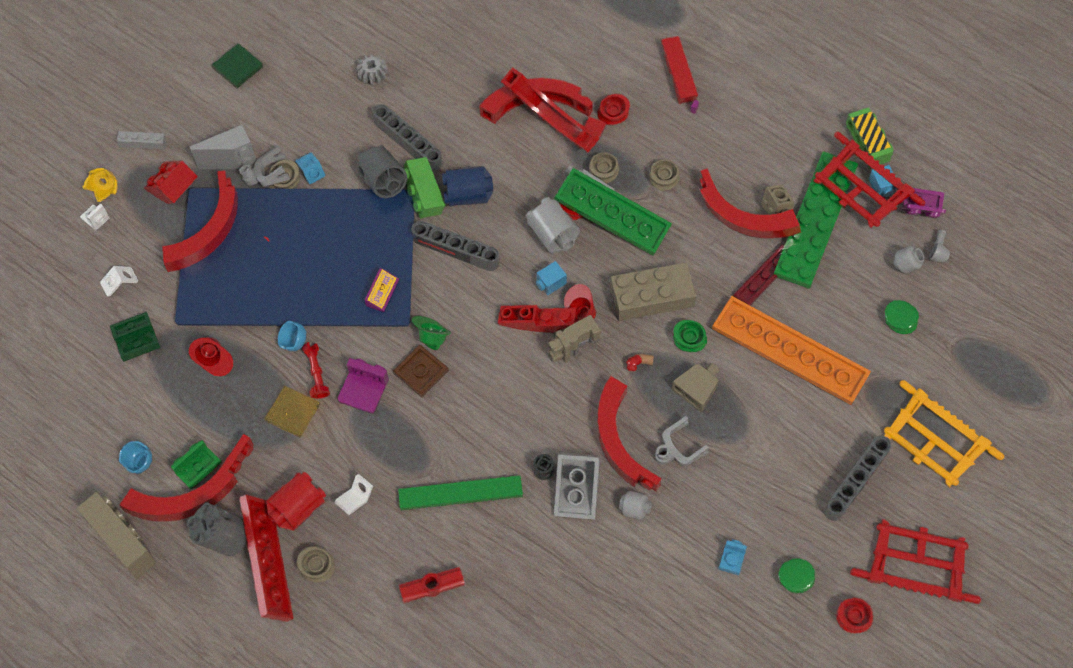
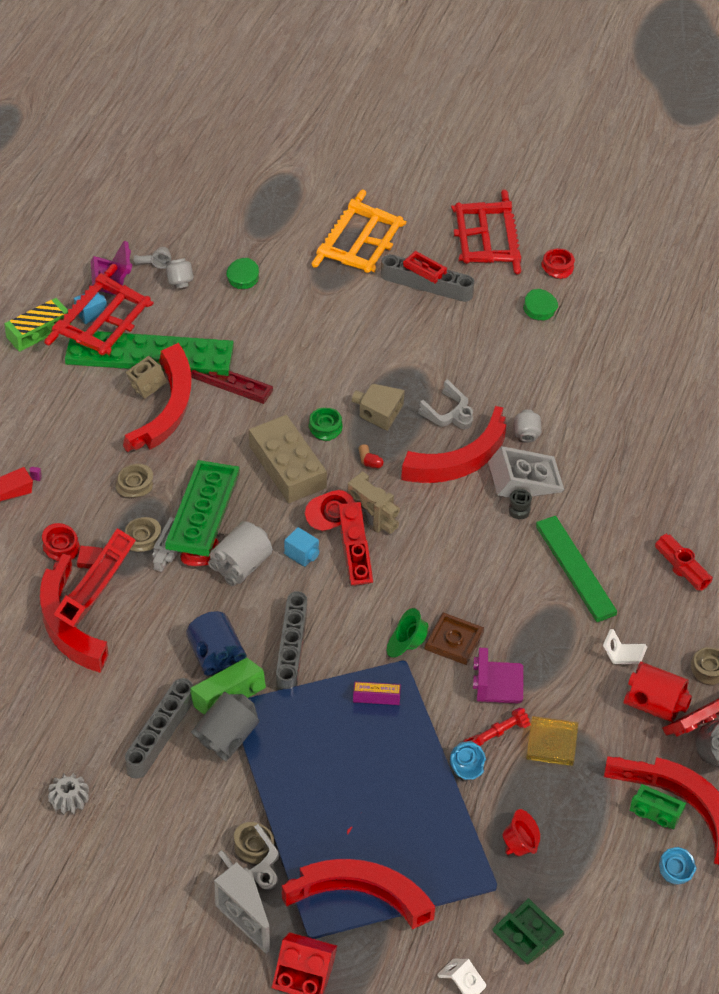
camera: 110 degrees left, 15 degrees down
(237, 65) = (99, 955): dark green tile -> none
(310, 168) = (231, 817): dark azure bracket -> none
(732, 557) = (543, 351): dark azure bracket -> none
(791, 350) = (310, 347): orange plate -> none
(849, 480) = (423, 267): none -> red tile

